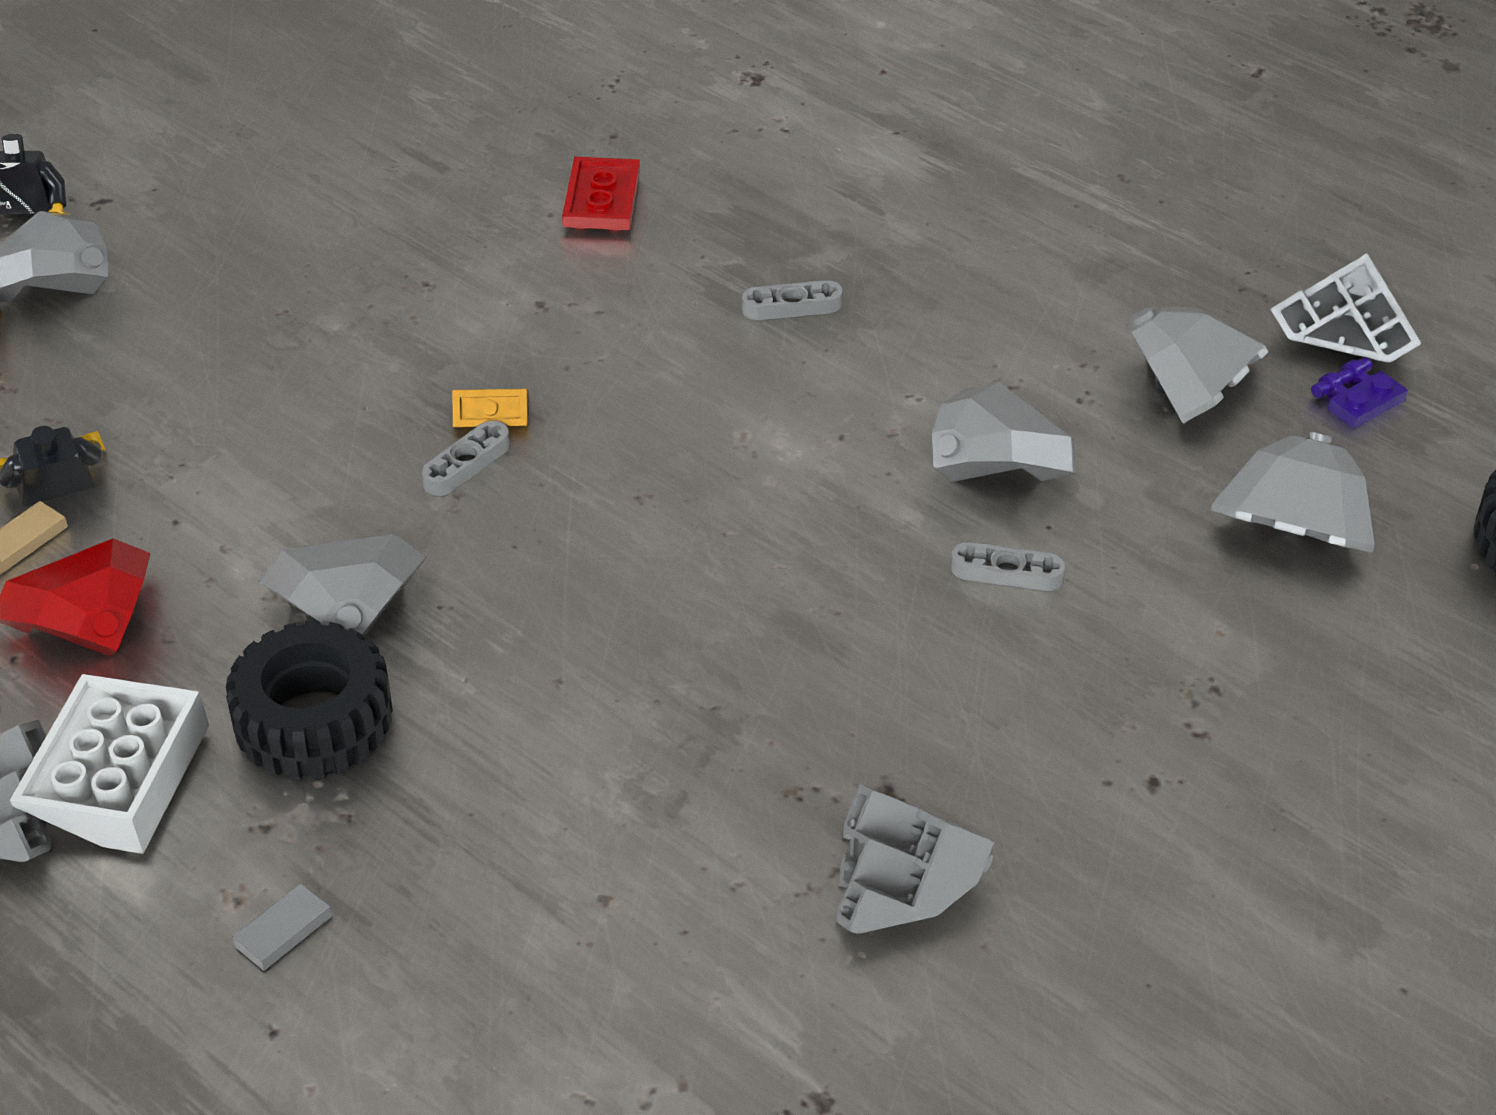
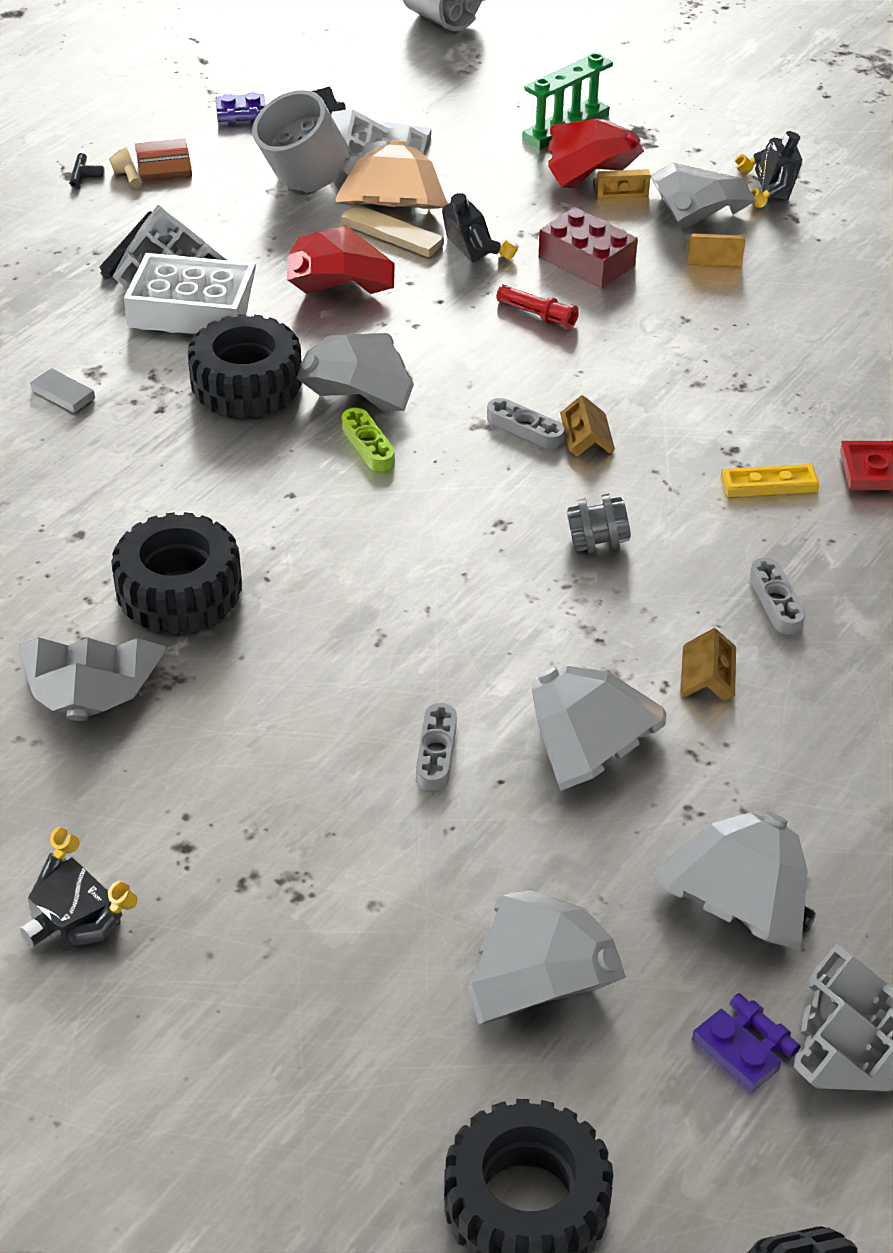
camera: 85 degrees right, 0 degrees up
(124, 365) = (587, 247): none -> brick
(161, 266) = (715, 250): none -> pearl gold panel
(243, 416) = (547, 309): none -> red pin
(459, 612) = (367, 449): none -> lime beam
(604, 283) = (769, 480): none -> yellow tile
(682, 403) = (599, 524): none -> dark grey piece
(732, 809) = (179, 600): none -> black tyre
(896, 359) = (710, 663): none -> pearl gold panel
(1264, 860) = (71, 902): none -> black torso

